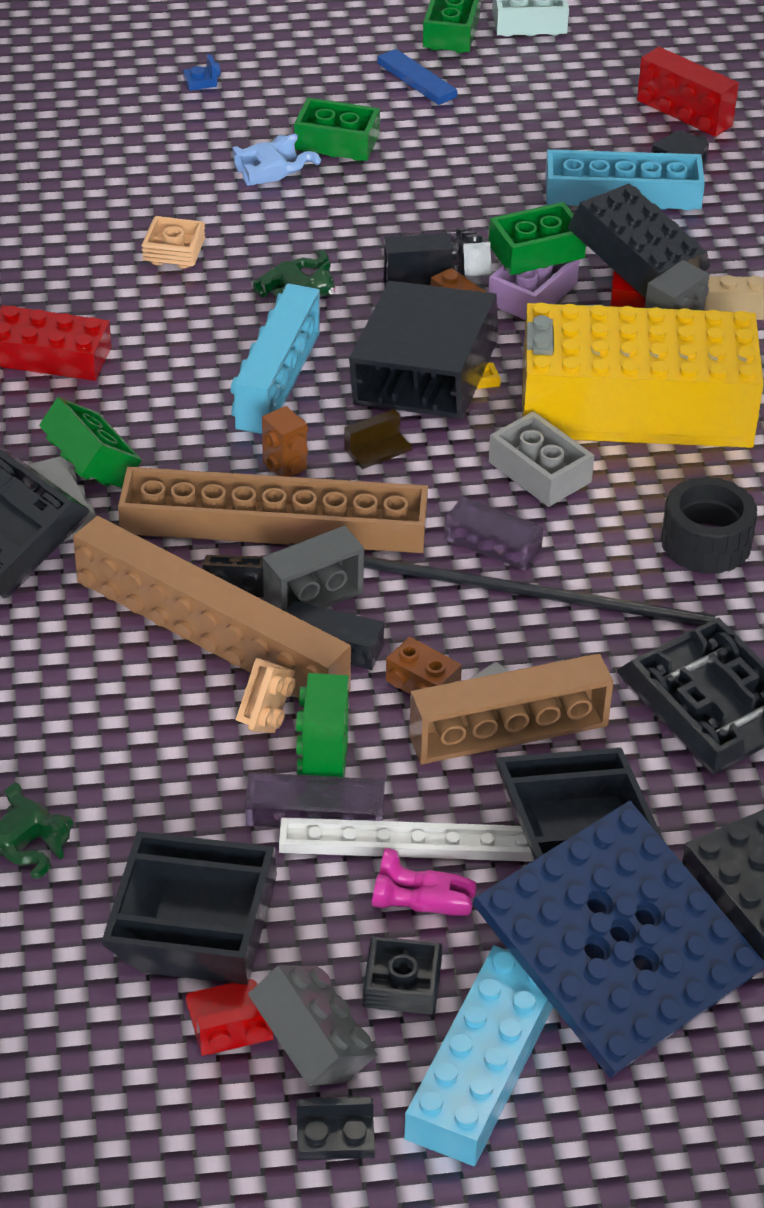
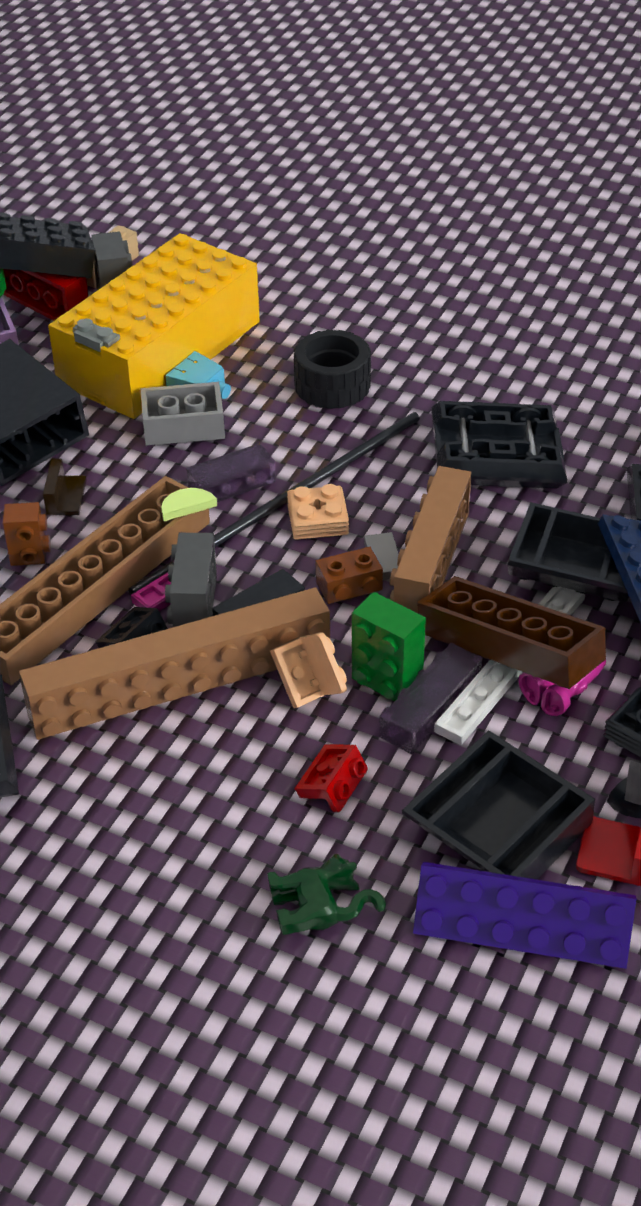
camera: 55 degrees left, 0 degrees up
(87, 974) = (524, 914): none -> dark purple plate
(168, 781) = (333, 775): none -> red bracket
(397, 513) = (187, 502): none -> yellowish green tile
(419, 811) = (513, 631): none -> reddish brown brick
(499, 615) = (317, 512): none -> light nougat brick
(609, 443) = (196, 370): none -> medium azure torso

